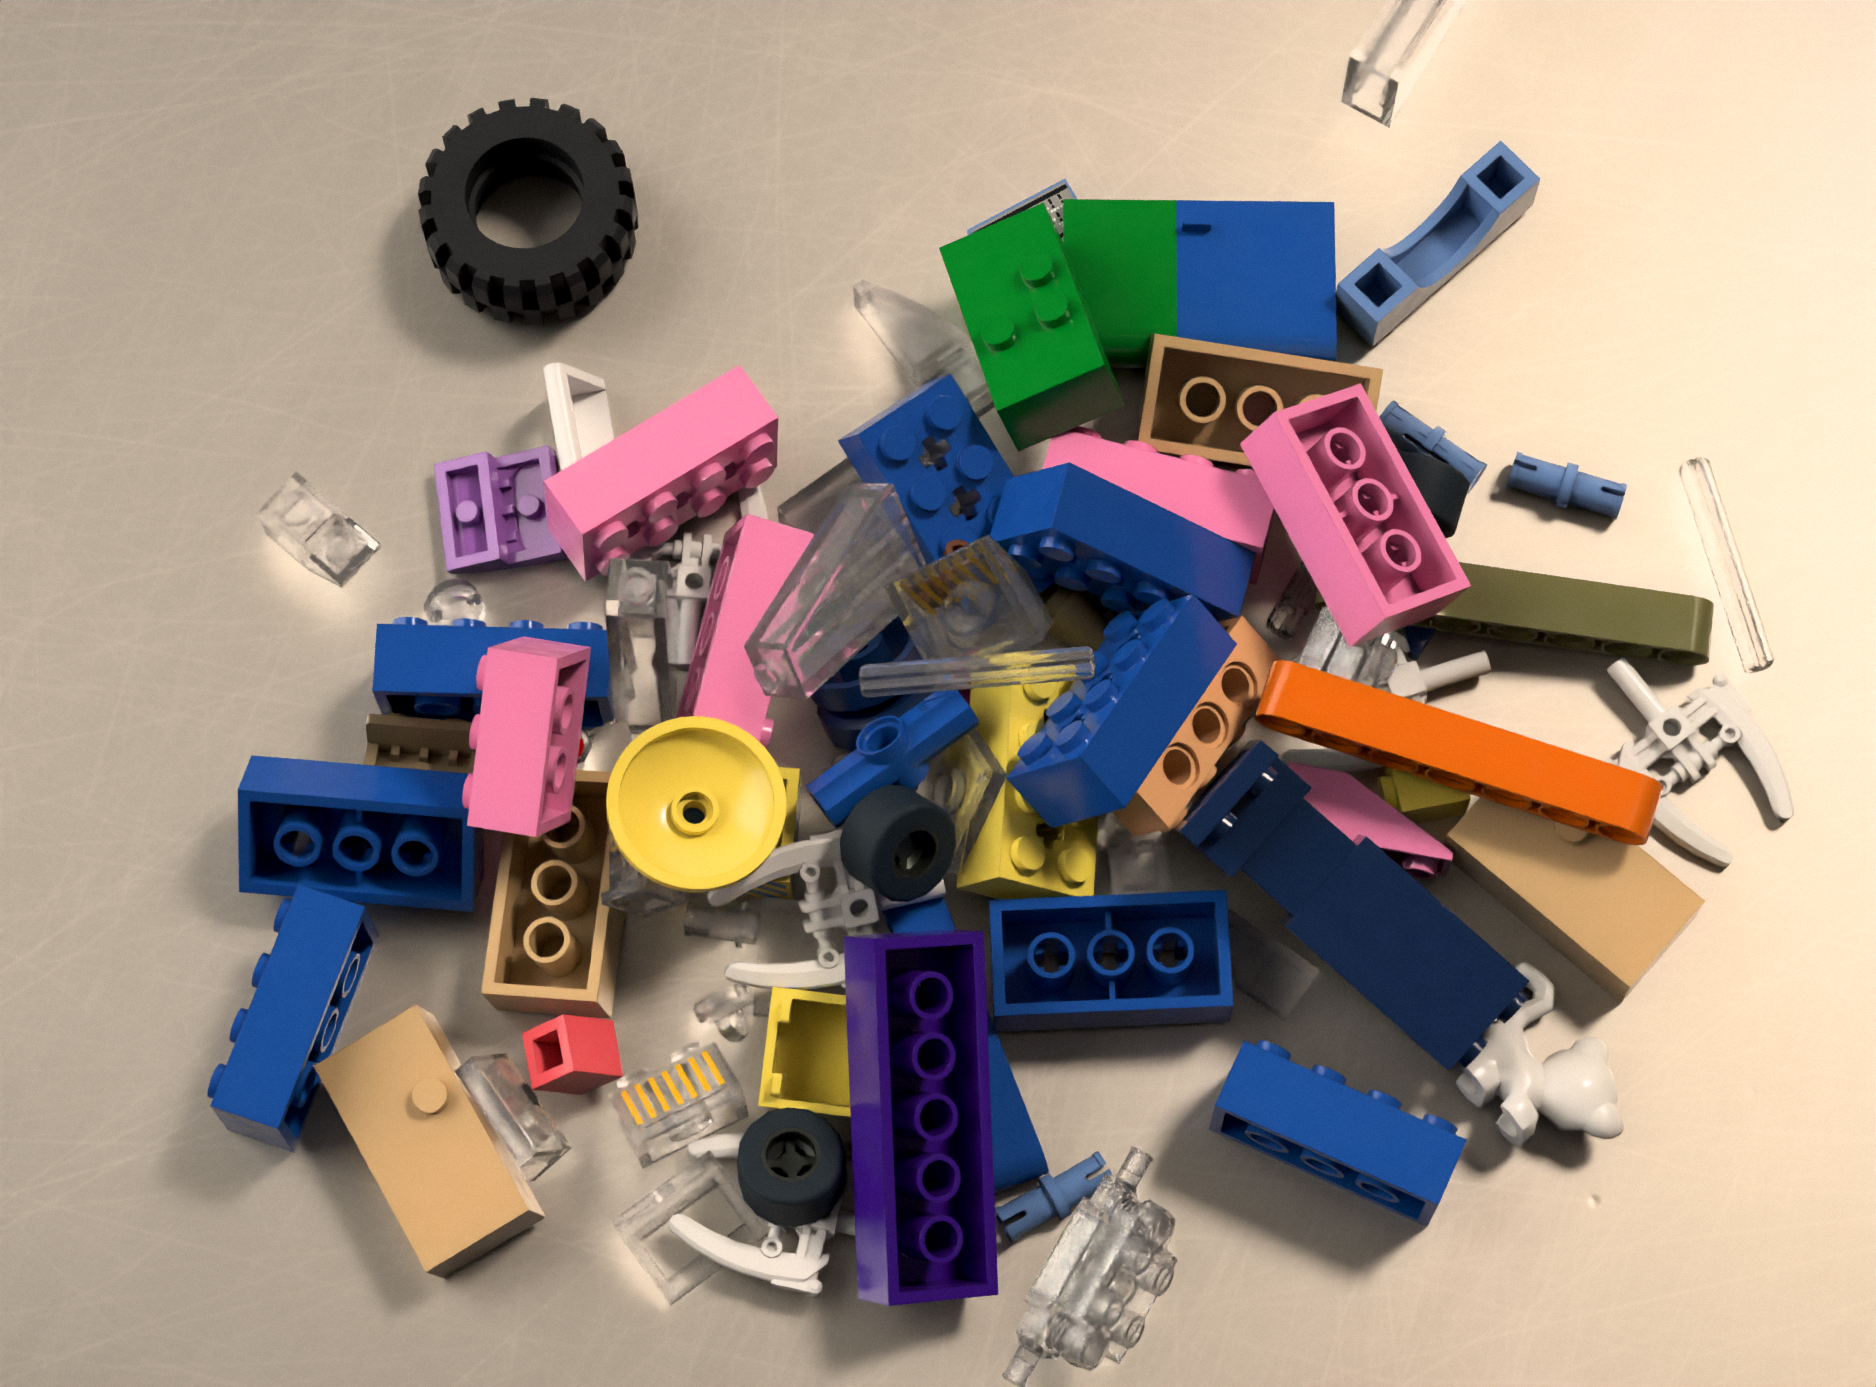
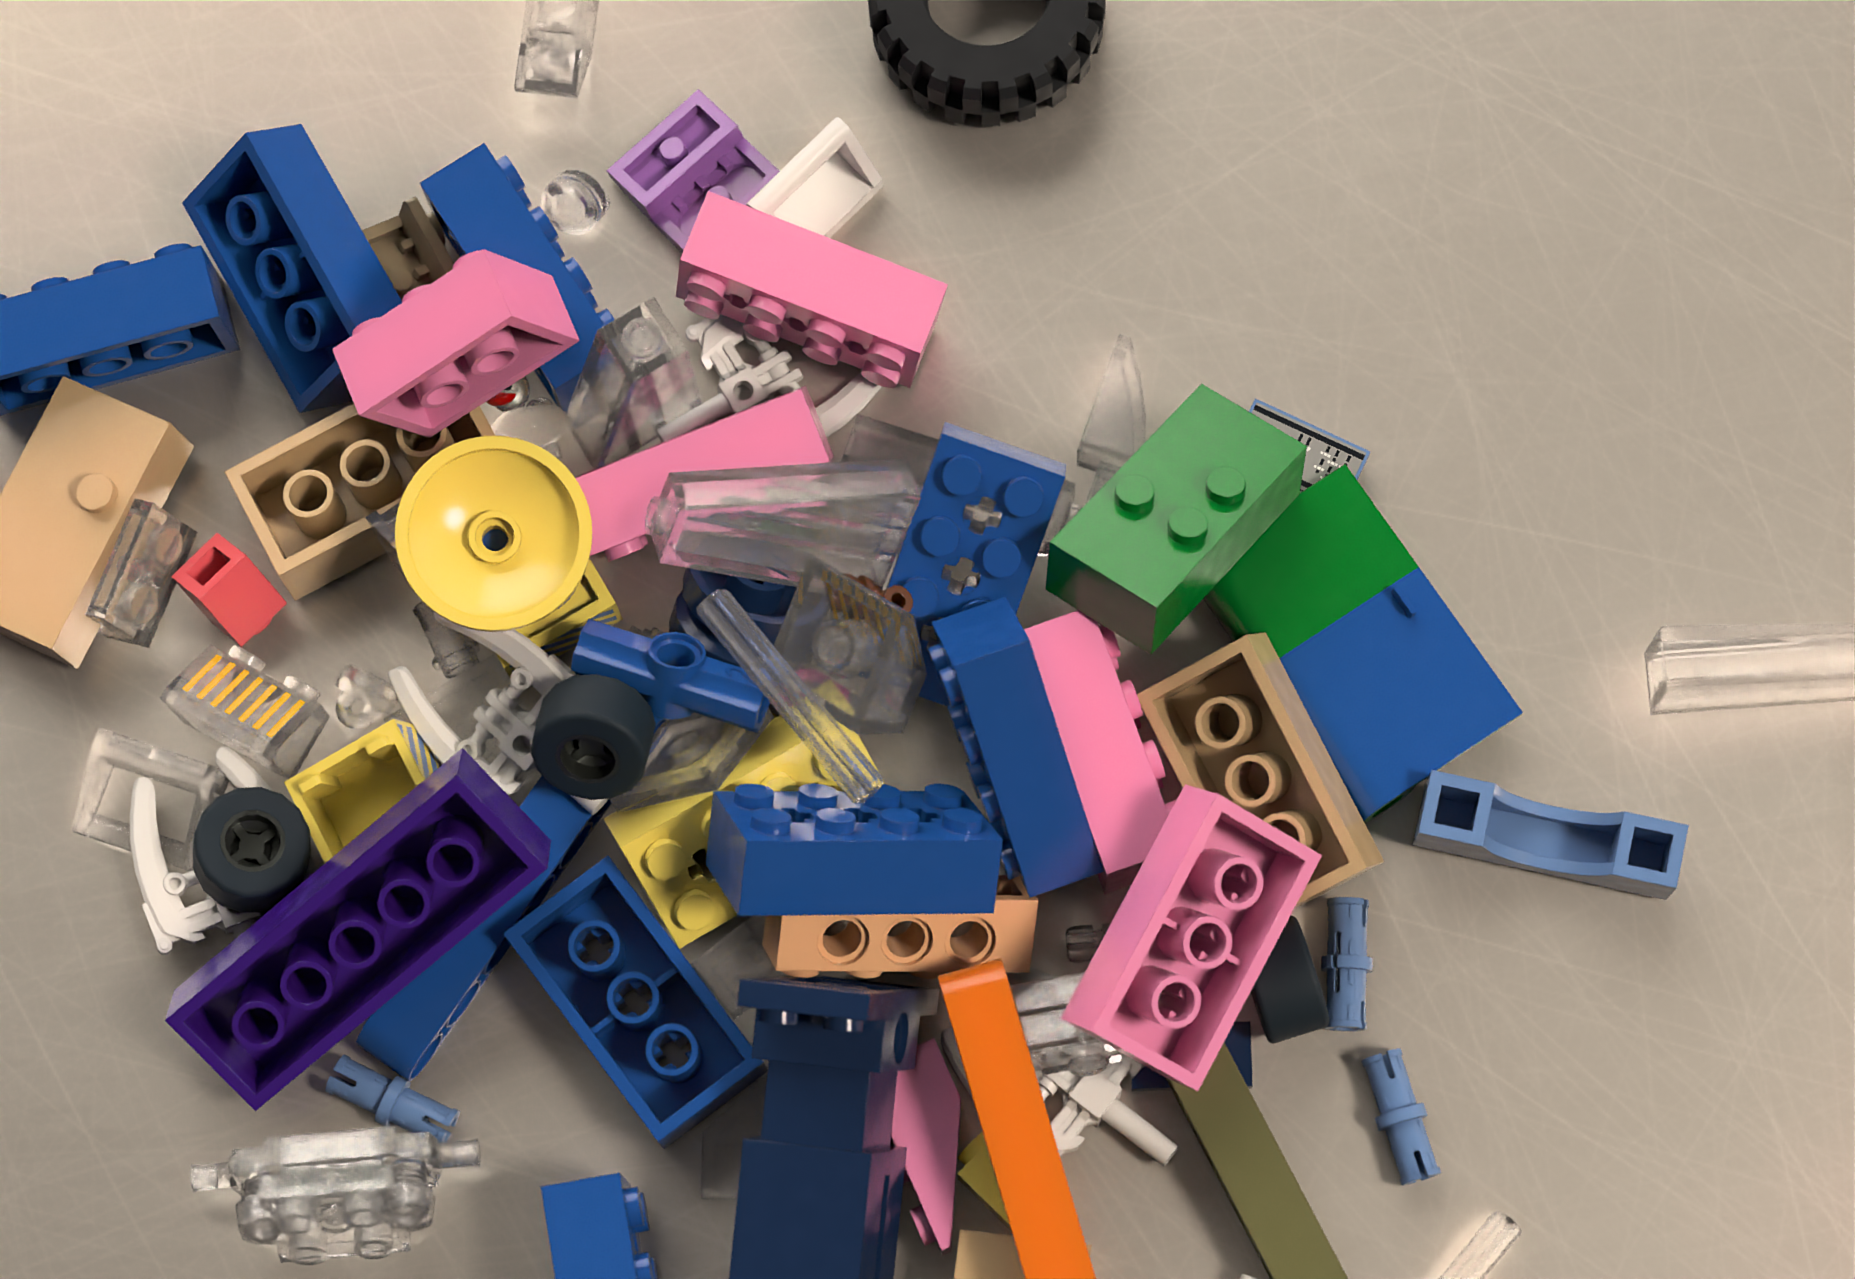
camera: 60 degrees right, 5 degrees up
(1075, 619) = (941, 753): dark tan cone -> none

